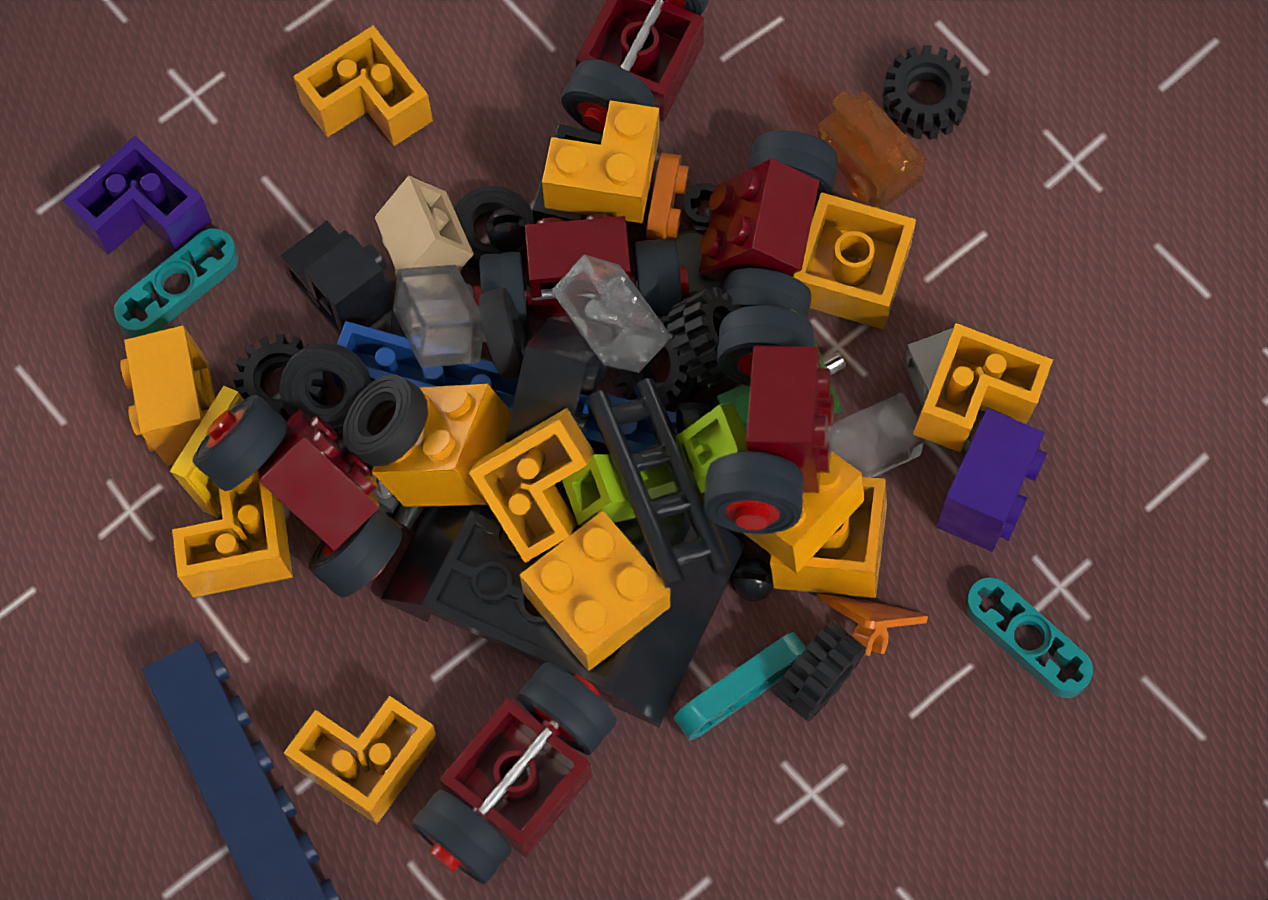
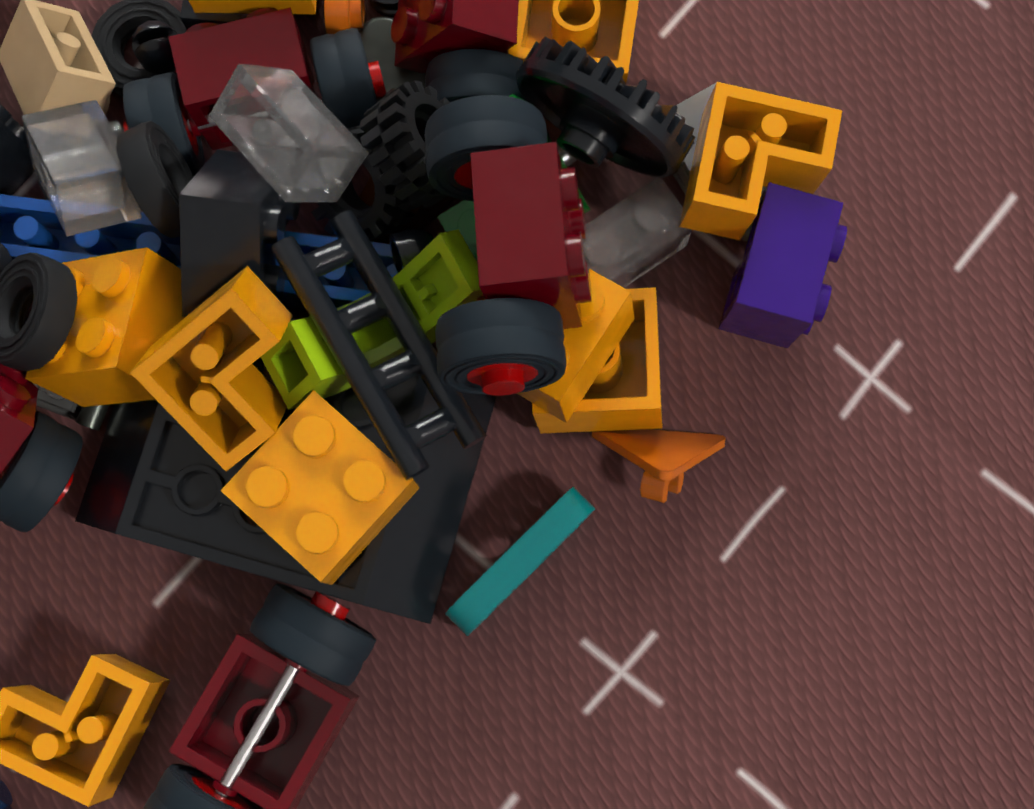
camera: 10 degrees left, 10 degrees up
(751, 587) = (514, 438): black hinge -> none
(820, 671) = (612, 534): black tyre -> none
(861, 336) = (602, 113): none -> black wheel
(1028, 615) = (876, 484): teal beam -> none

